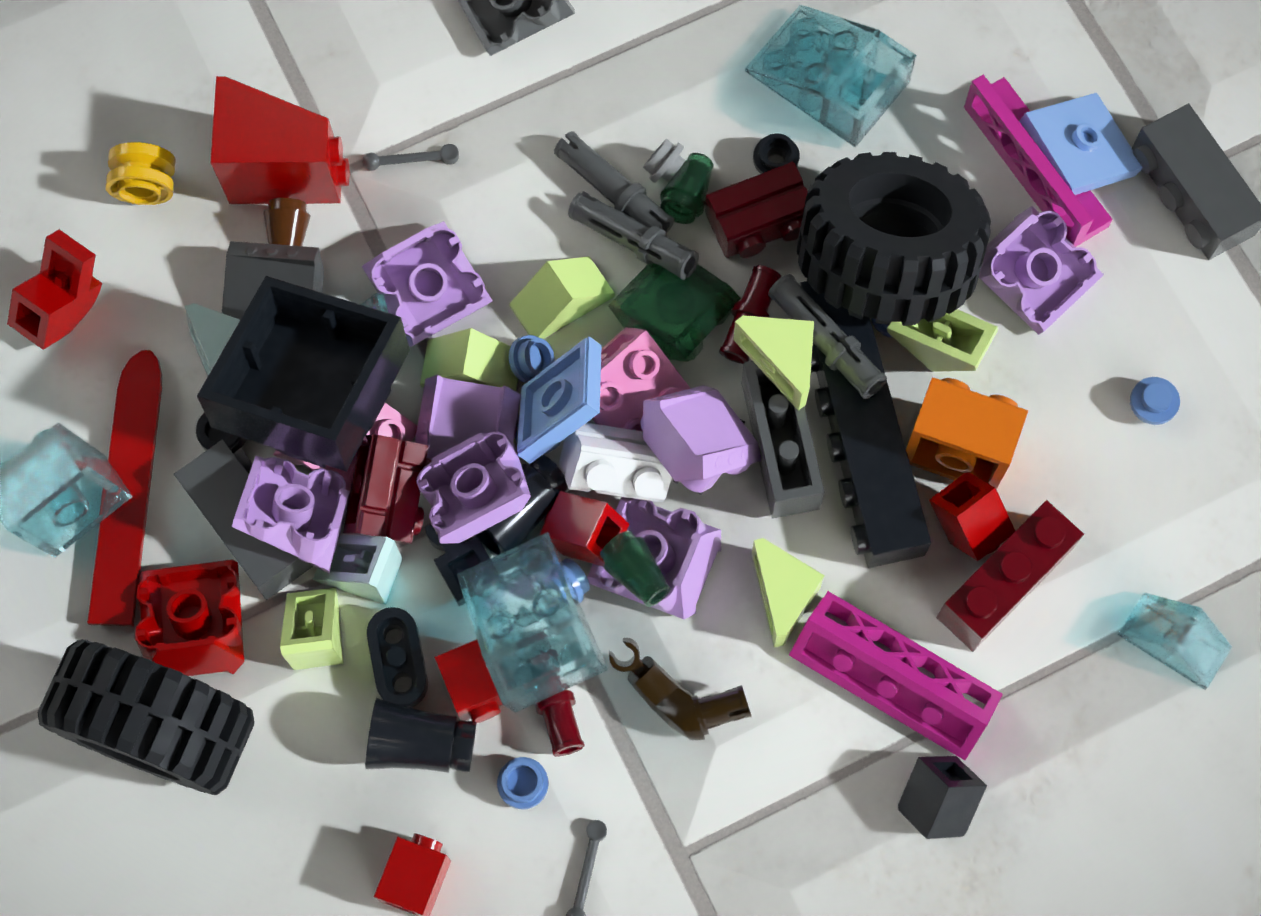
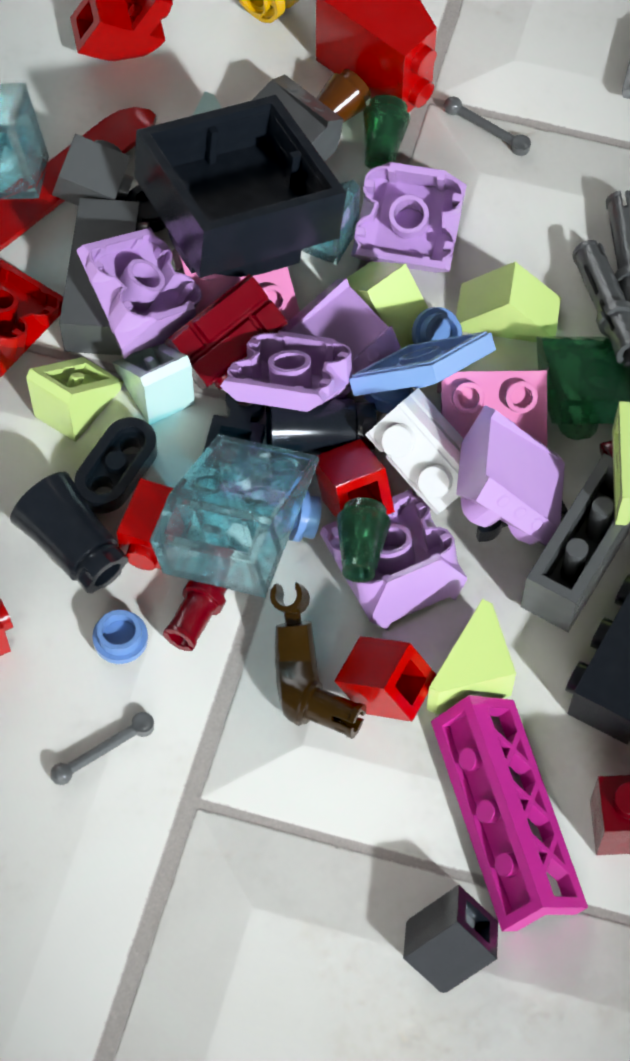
camera: 40 degrees right, 10 degrees down
(162, 444) = (93, 172): none -> dark grey brick
(342, 224) = (384, 129): none -> clear green cone
(738, 654) = (386, 677): none -> red brick

